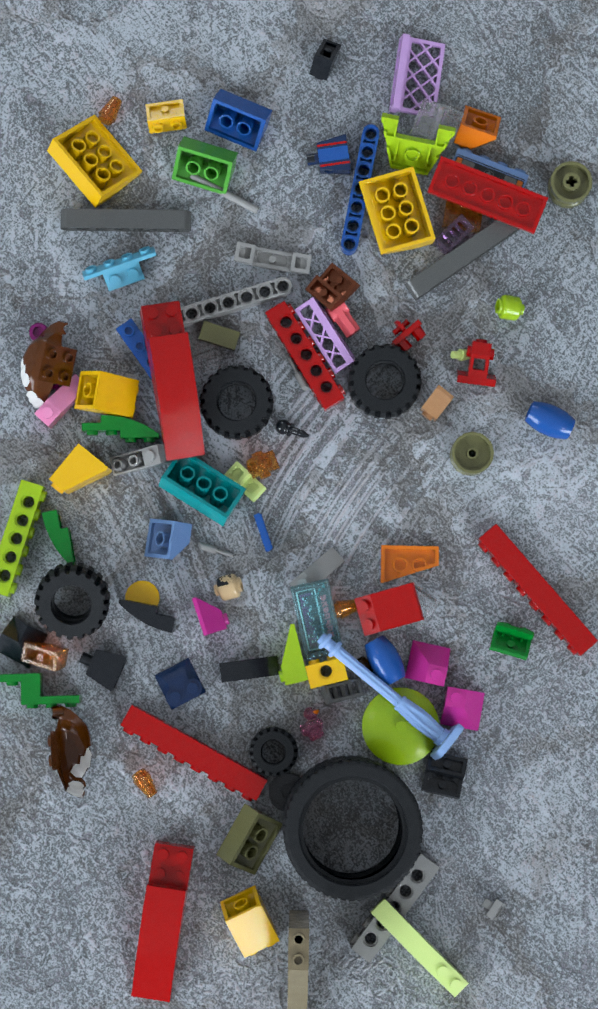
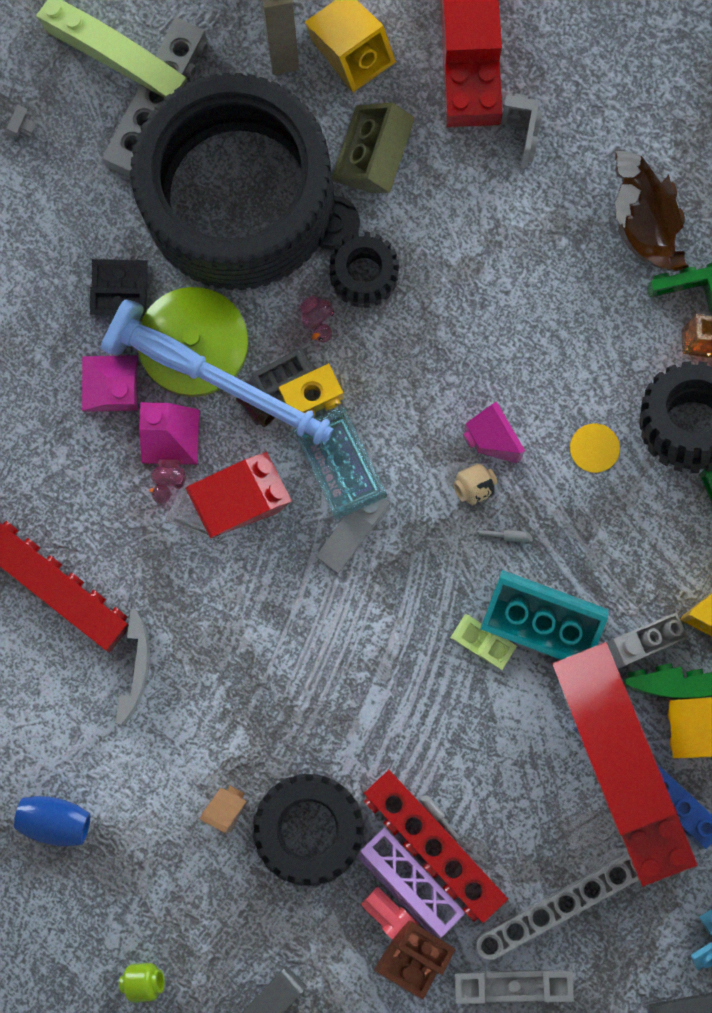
camera: 170 degrees right, 5 degrees down
(104, 667) = (626, 338): black torso -> none
(141, 842) = (523, 113): none -> light grey bracket
(144, 782) = (535, 196): clear orange cone -> none
(149, 615) = (580, 423): black slope -> none
(167, 538) = (578, 535): medium blue slope -> none
(180, 683) = (514, 338): dark blue slope -> none
(190, 750) = (475, 247): red brick -> none
(219, 335) = (568, 851): olive tile -> none
(236, 376) = (560, 747): black tyre -> none
(249, 669) = (422, 376): black slope -> none
(262, 464) = (464, 669): clear orange brick -> none
(263, 532) = (441, 572): blue tile -> none
(284, 427) = (442, 733): black bar -> none
(292, 664) = (360, 395): lime slope -> none
(344, 608) = (303, 488): clear orange cone -> none
(385, 660) = (231, 424): blue piece -> none
(405, 560) = (228, 574): orange wing -> none
(414, 330) = (278, 919): red hips -> none
(435, 635) = (166, 474): none -> clear pink animal
(459, 355) = (196, 897): yellowish green bar -> none
(472, 532) = (128, 704): none -> light grey slope
(482, 350) = (173, 905): red tile -> none
(482, 450) = (176, 751): olive wheel -> none
(511, 640) = (55, 489): green bracket -> none

